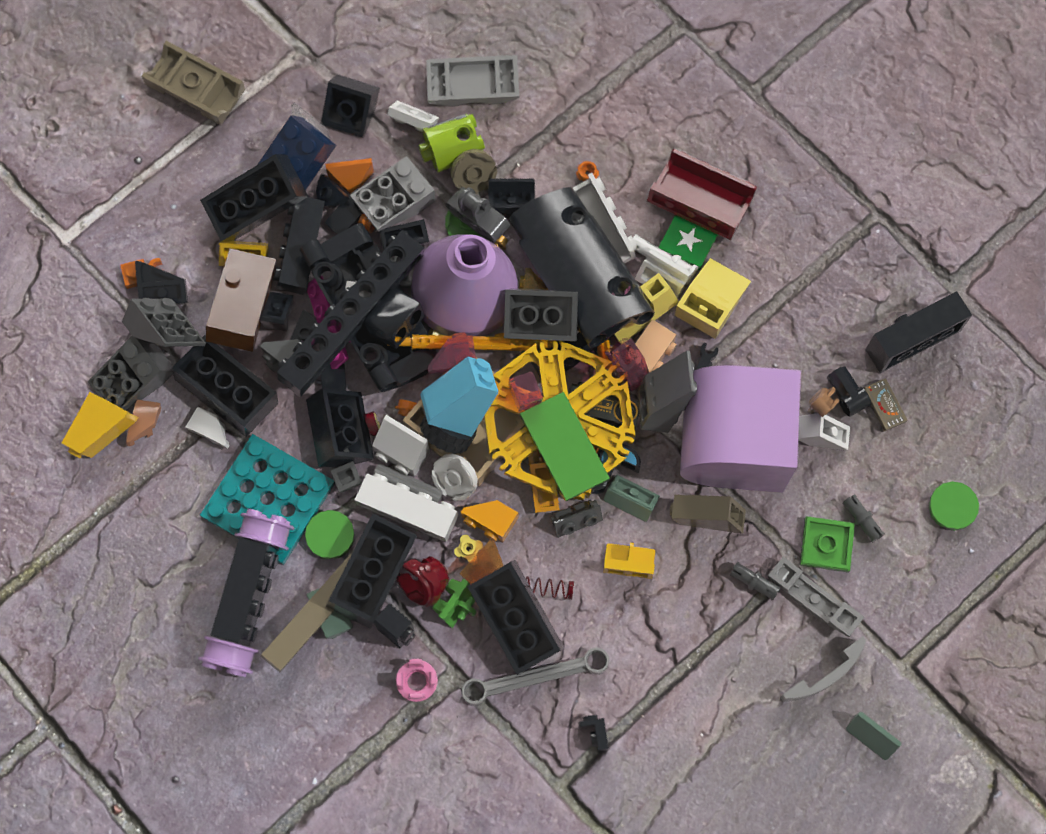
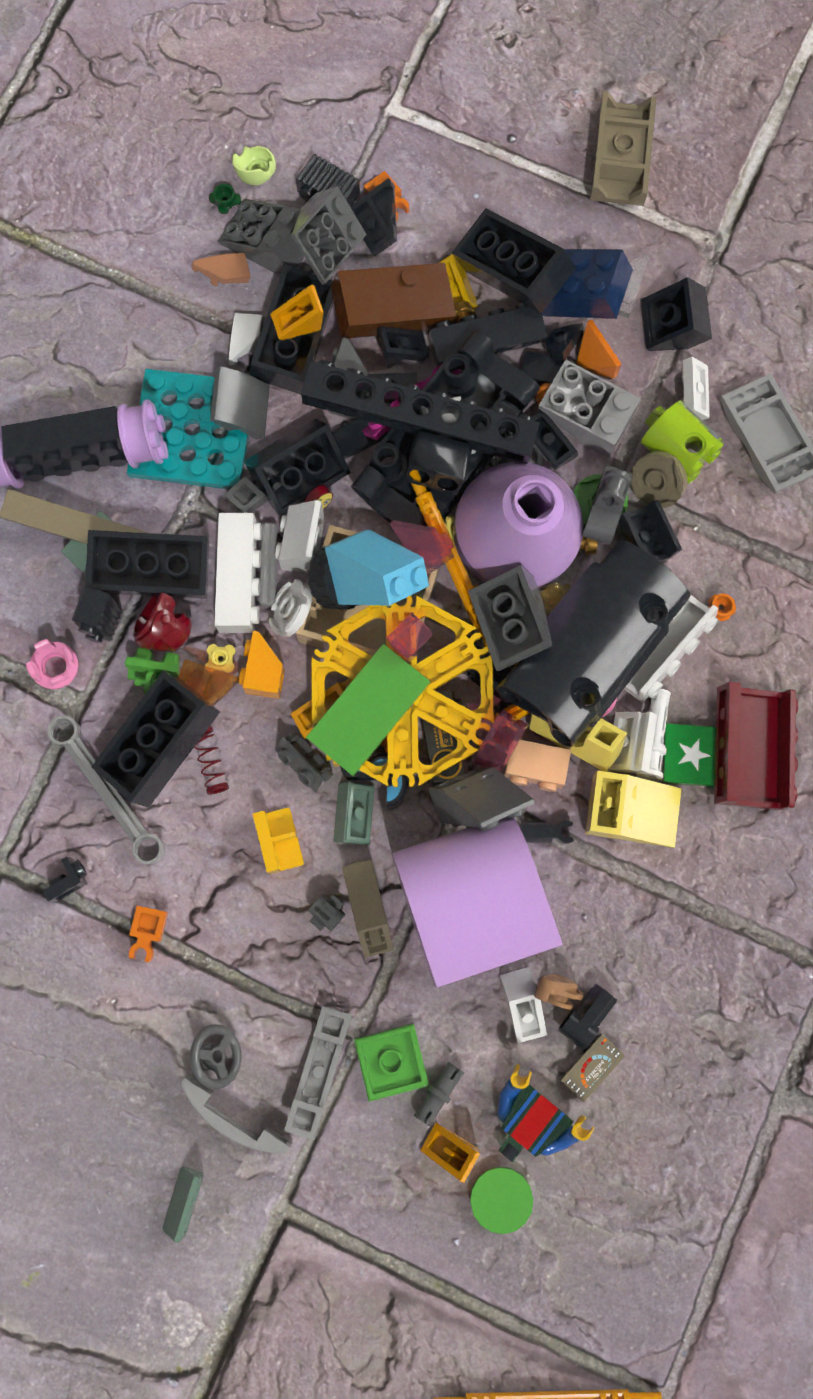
camera: 65 degrees right, 5 degrees up
(65, 360) = (254, 165): none -> yellowish green hair
(74, 394) = (224, 191): none -> dark green plate
(96, 426) = (196, 223): yellow slope -> none
(108, 312) = (322, 175): none -> black brick
(223, 371) = (299, 315): none -> light orange slope
(267, 450) = (240, 402): none -> dark grey slope
(272, 252) = (462, 310): none -> pearl gold plate
(330, 534) = (178, 508): bright green tile -> none
(405, 406) = (352, 523): orange plate -> none
(657, 683) = (148, 927): none -> orange plate
(700, 544) = (326, 912): none -> dark grey gear
(755, 581) = (311, 993): dark grey pin -> none
(774, 670) = (213, 1056): none -> dark grey piece
(907, 458) = (534, 1121): none -> torso
(908, 525) = (450, 1152): none -> light orange slope
(918, 332) = (699, 1075): black brick -> none

